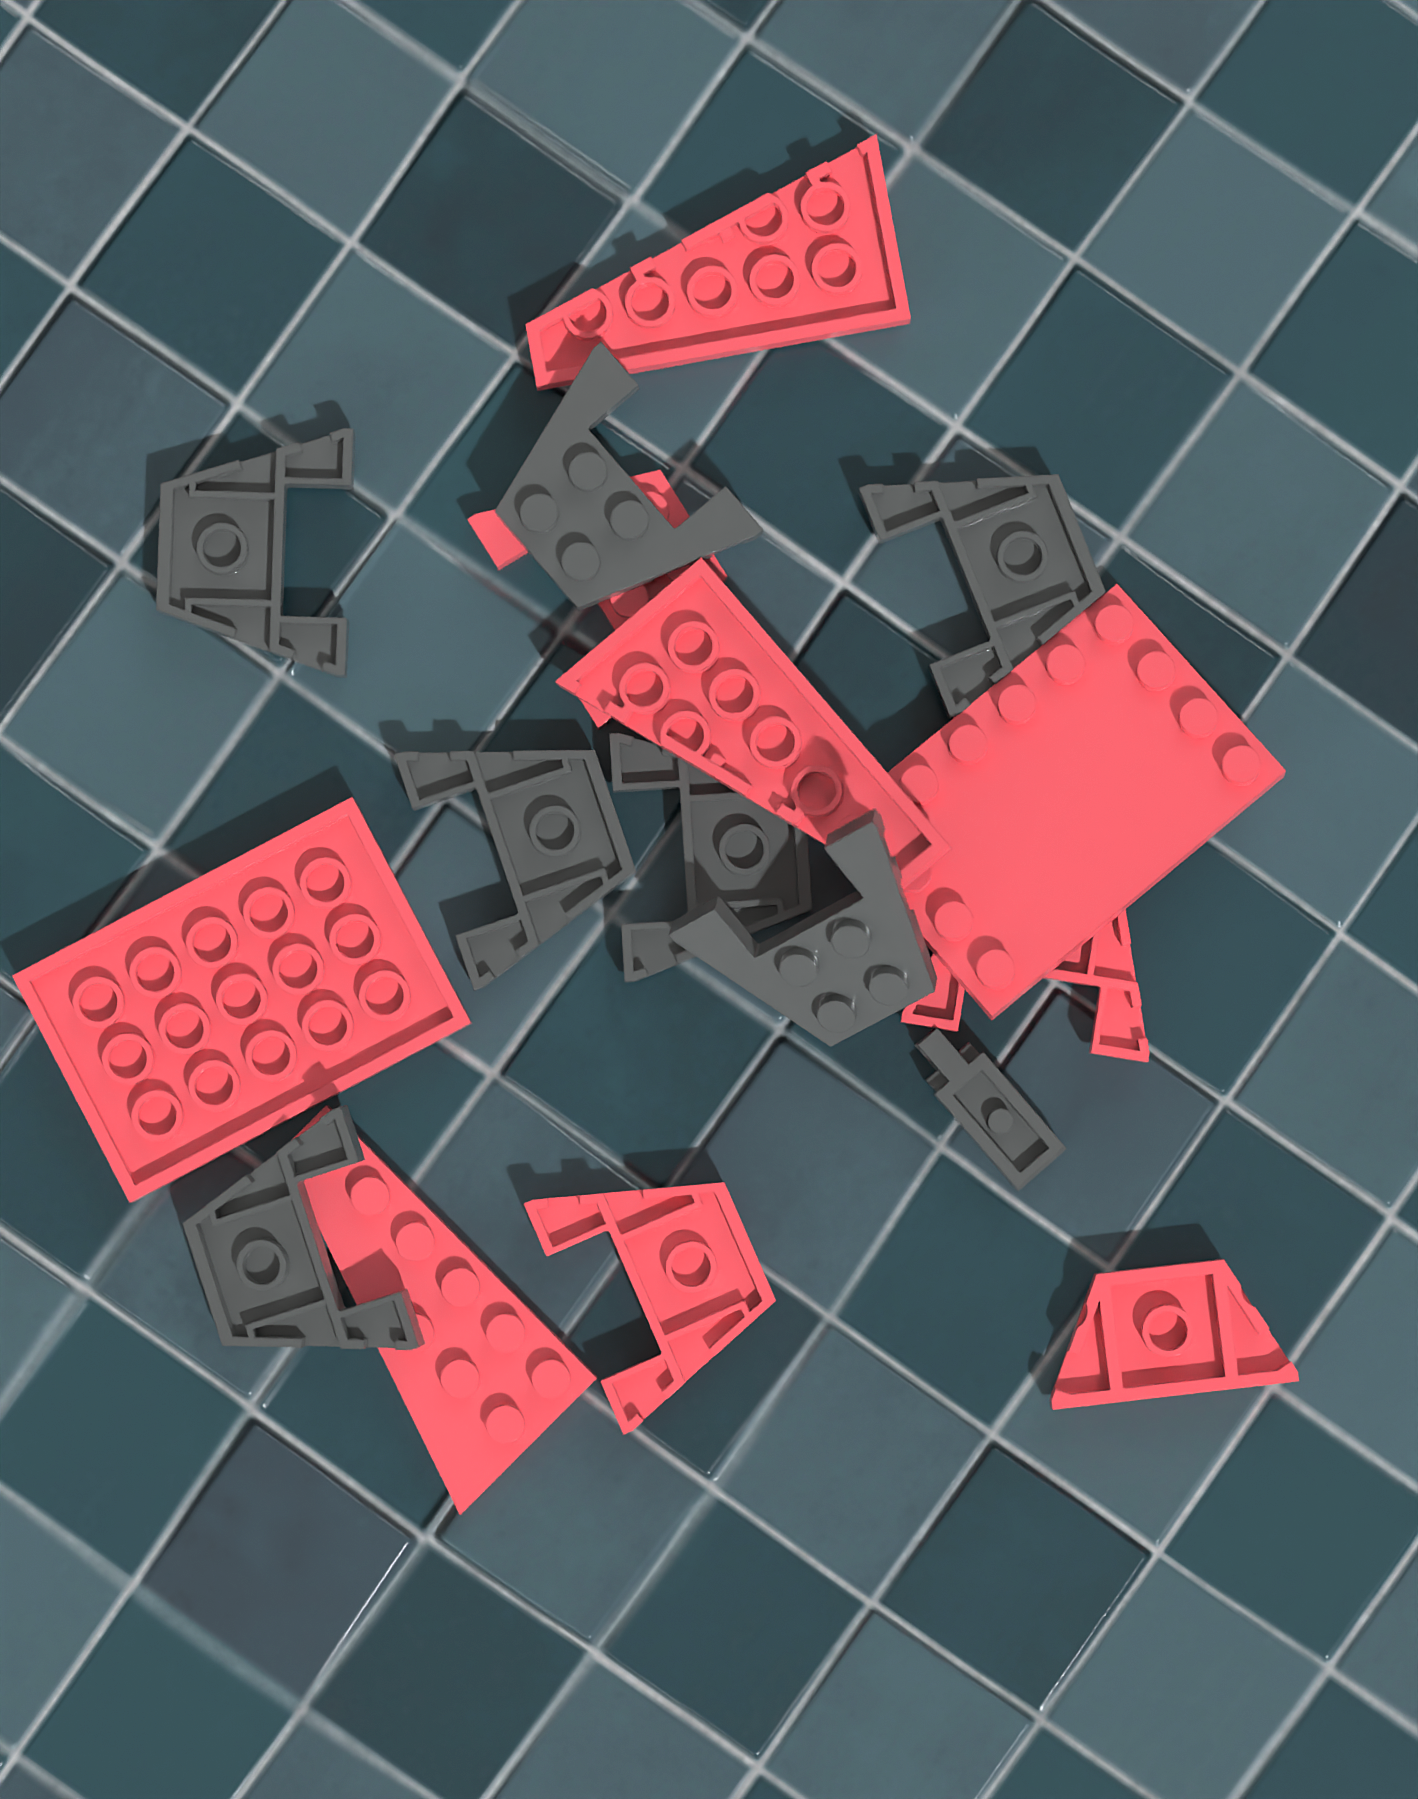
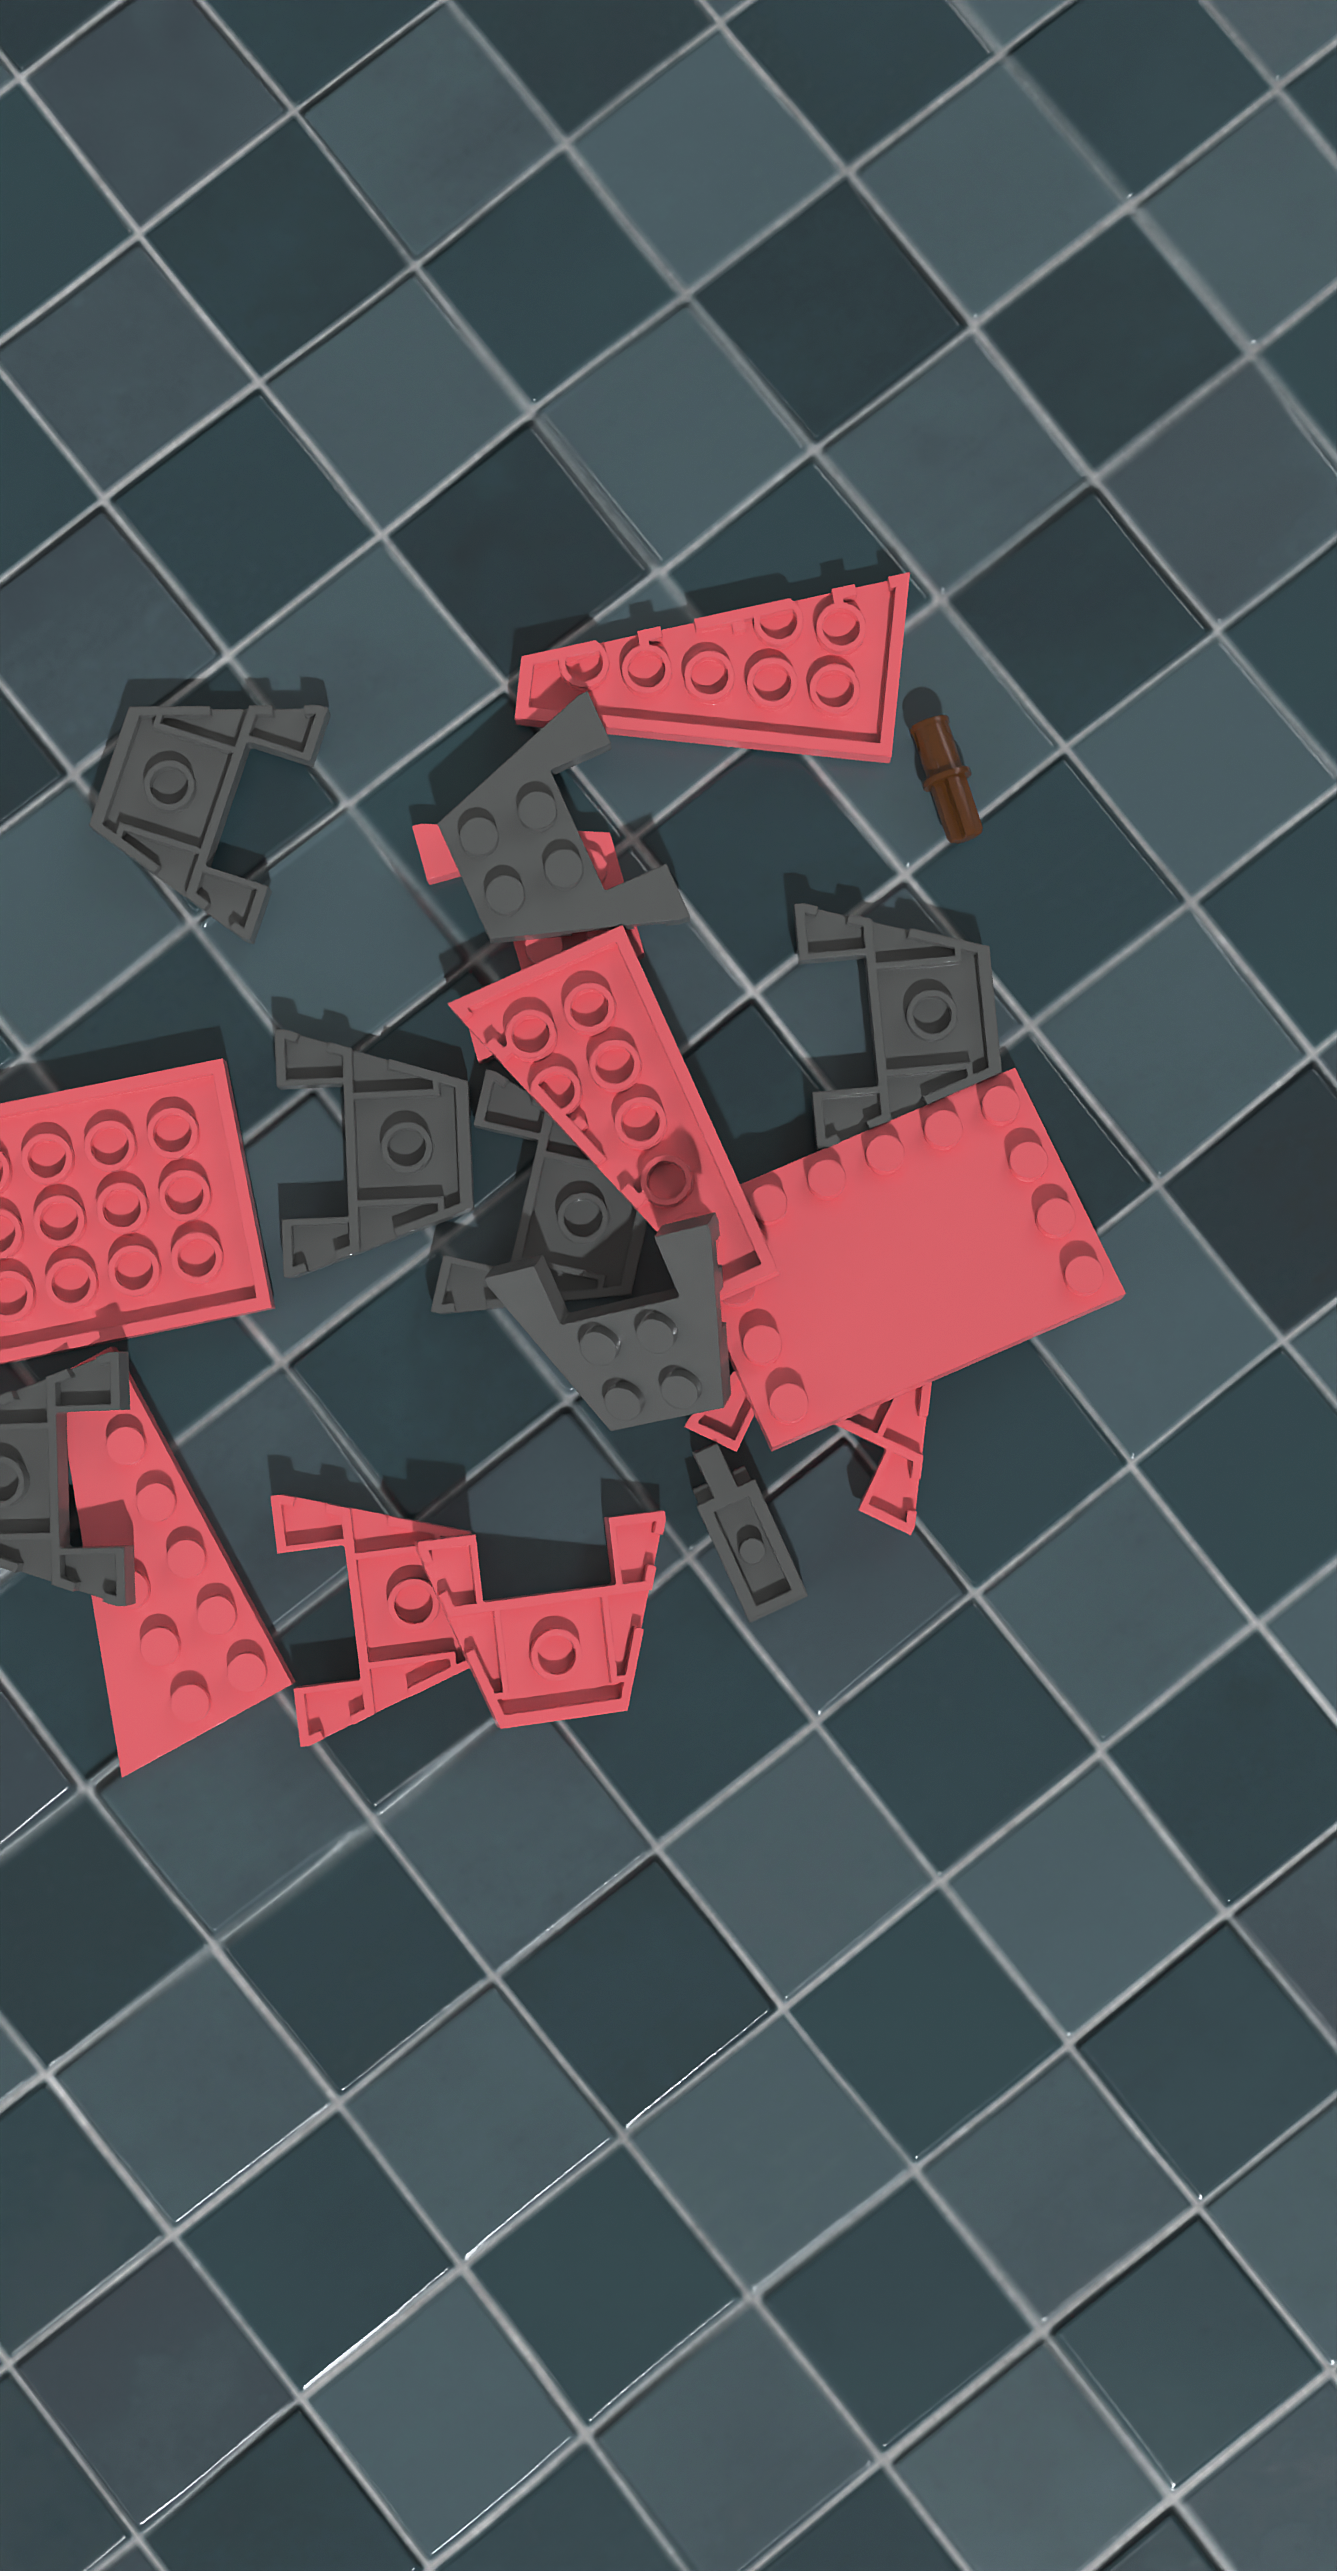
camera: 10 degrees right, 0 degrees up
(837, 1271) = (555, 1649): none -> coral wing
(970, 323) = (947, 779): none -> reddish brown axle
(1167, 1336) = (851, 1805): coral wing -> none

